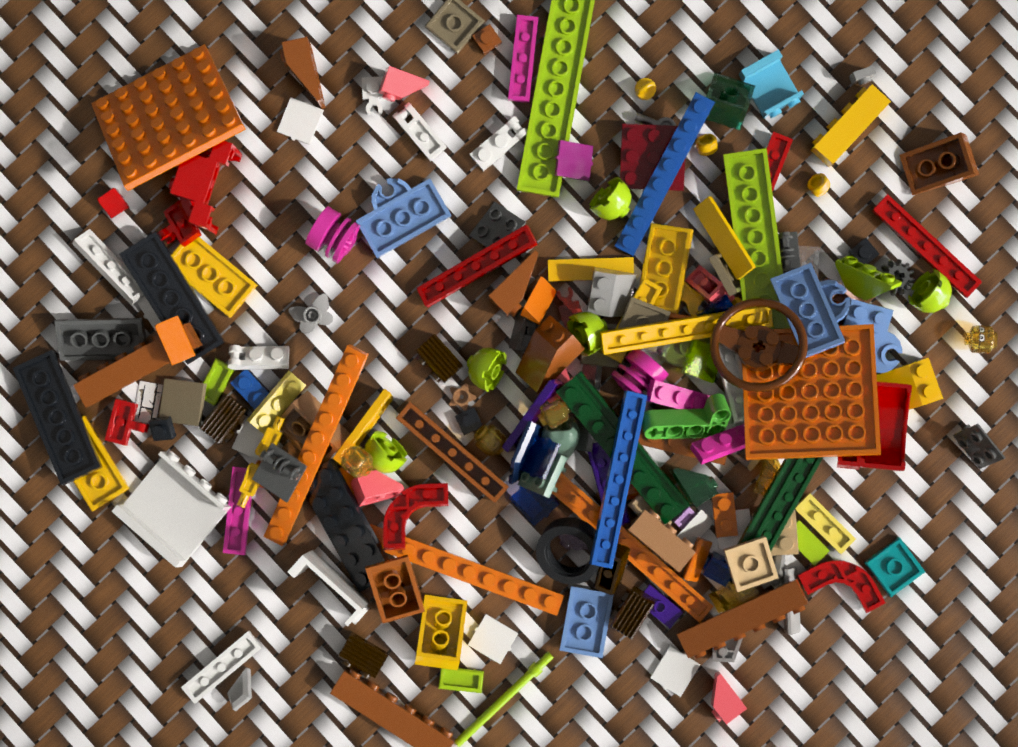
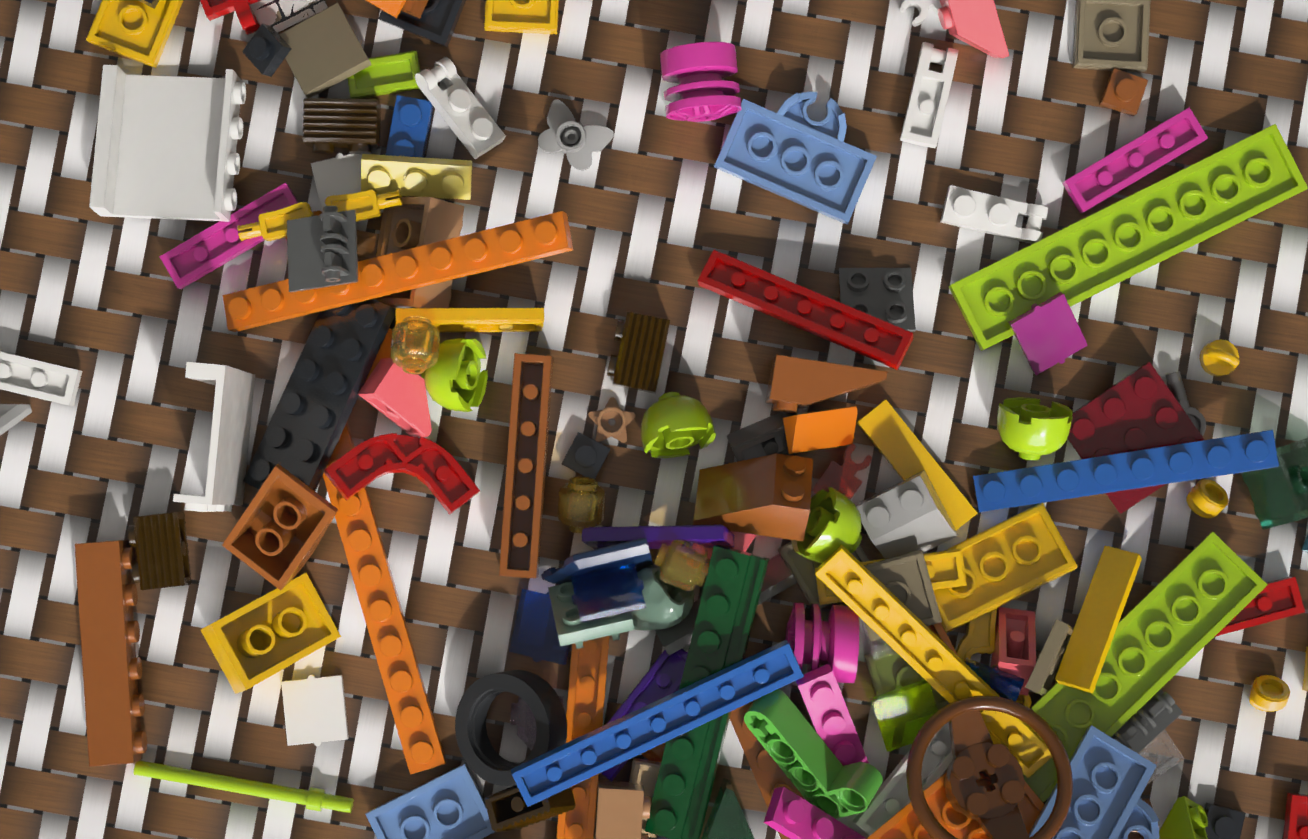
camera: 50 degrees right, 0 degrees up
(461, 680) = (227, 710): lime tile -> none

